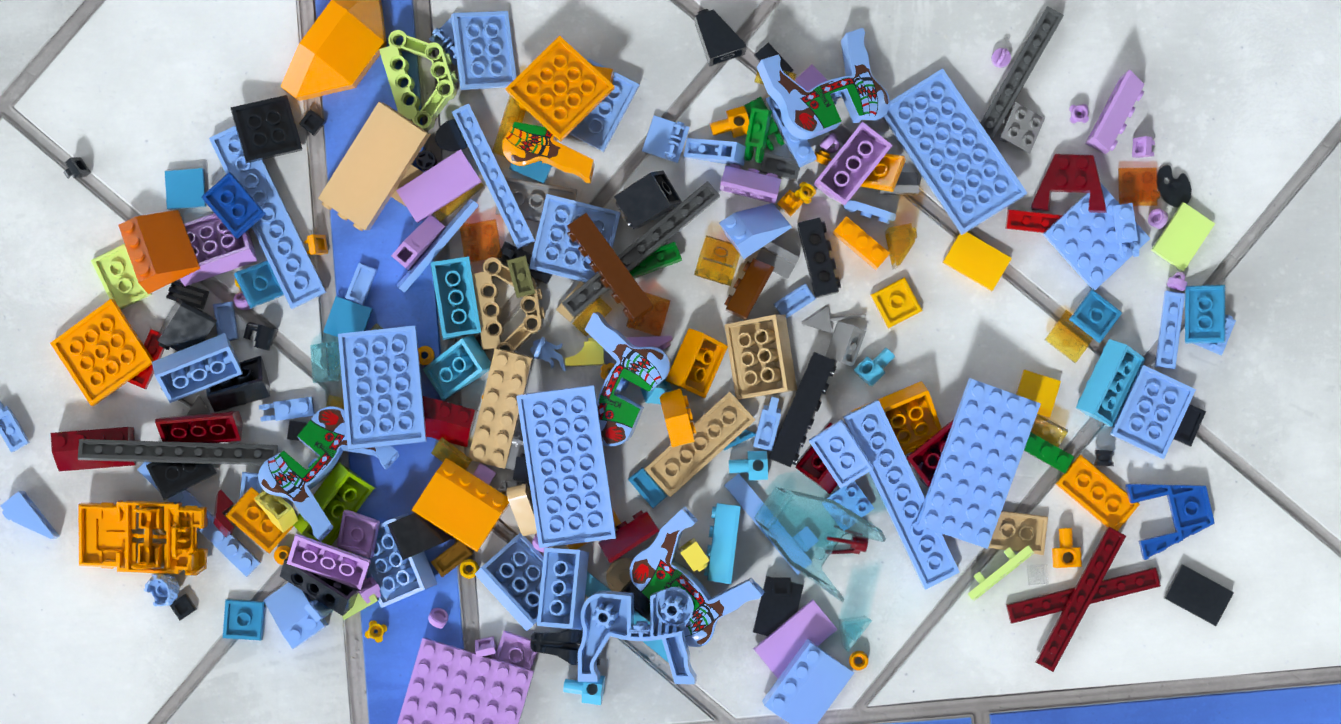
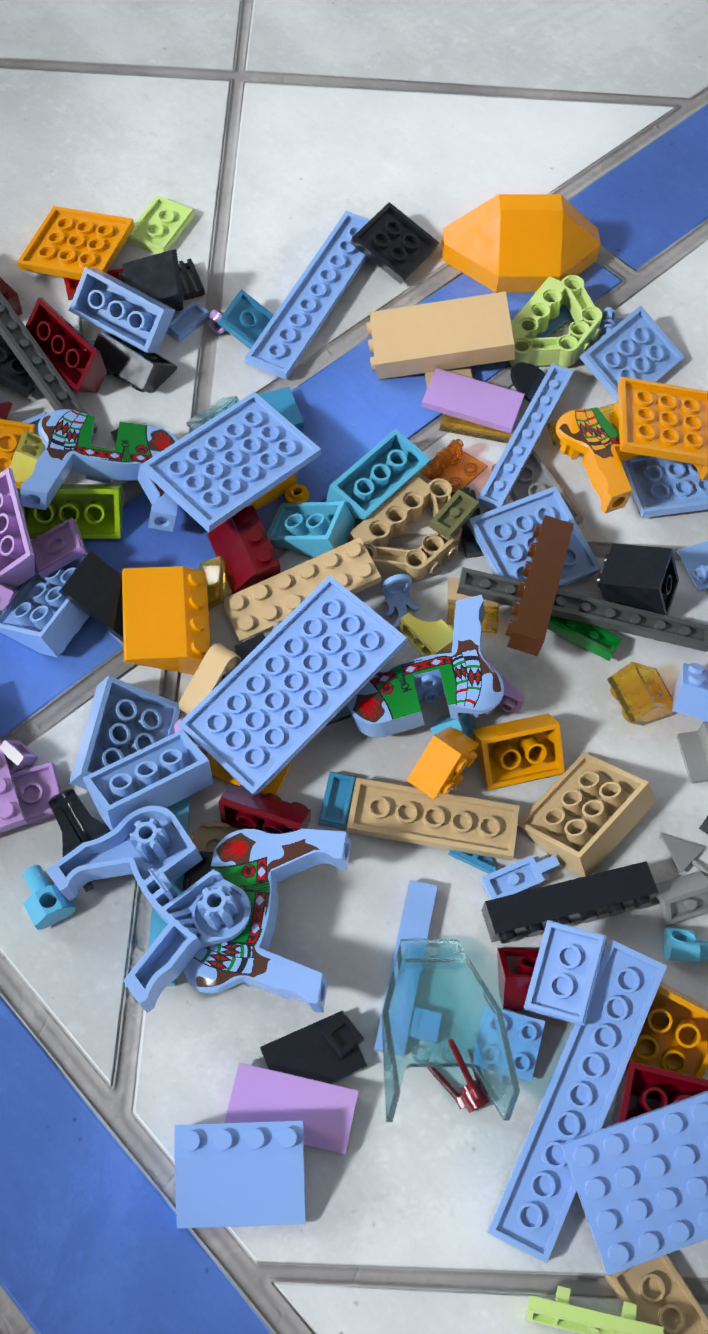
camera: 45 degrees right, 25 degrees down
(76, 168) = (231, 141): black tile -> none
(159, 249) = (209, 221): orange slope -> none
(185, 188) = (284, 224): dark azure tile -> none
(217, 248) = (247, 266): lavender slope -> none
(233, 205) = (302, 255): blue tile -> none
(264, 336) = (197, 352): black piece -> none
(289, 409) = (138, 412): light blue hinge -> none
(312, 122) = (433, 278): black tile -> none
(317, 244) = (325, 342): light orange tile -> none
(361, 284) = (320, 401): light blue tile -> none
(418, 242) = (407, 417): lavender slope -> none
(422, 159) = (487, 373): black wheel -> none
(437, 245) = (416, 435): light blue tile -> none
(438, 617) = (18, 684): lavender tile -> none
(451, 558) = (98, 656): pearl gold tile -> none
(464, 564) = (95, 674): yellow plate -> none
(484, 473) = (218, 627): lavender tile -> none
(536, 171) = (564, 469): dark azure tile -> none
(654, 320) = (525, 670): clear orange hinge -> none
(694, 555) = (301, 896): light yellow arch -> none
(723, 543) = (343, 926): medium azure slope -> none
(745, 465) = (453, 888): medium azure piece -> none
(748, 288) = (647, 745): reddish brown slope -> none
(794, 301) = (677, 807): light blue tile -> none
(852, 629) = (360, 1169): clear light blue slope -> none
(863, 664) = (333, 1209): light orange plate -> none

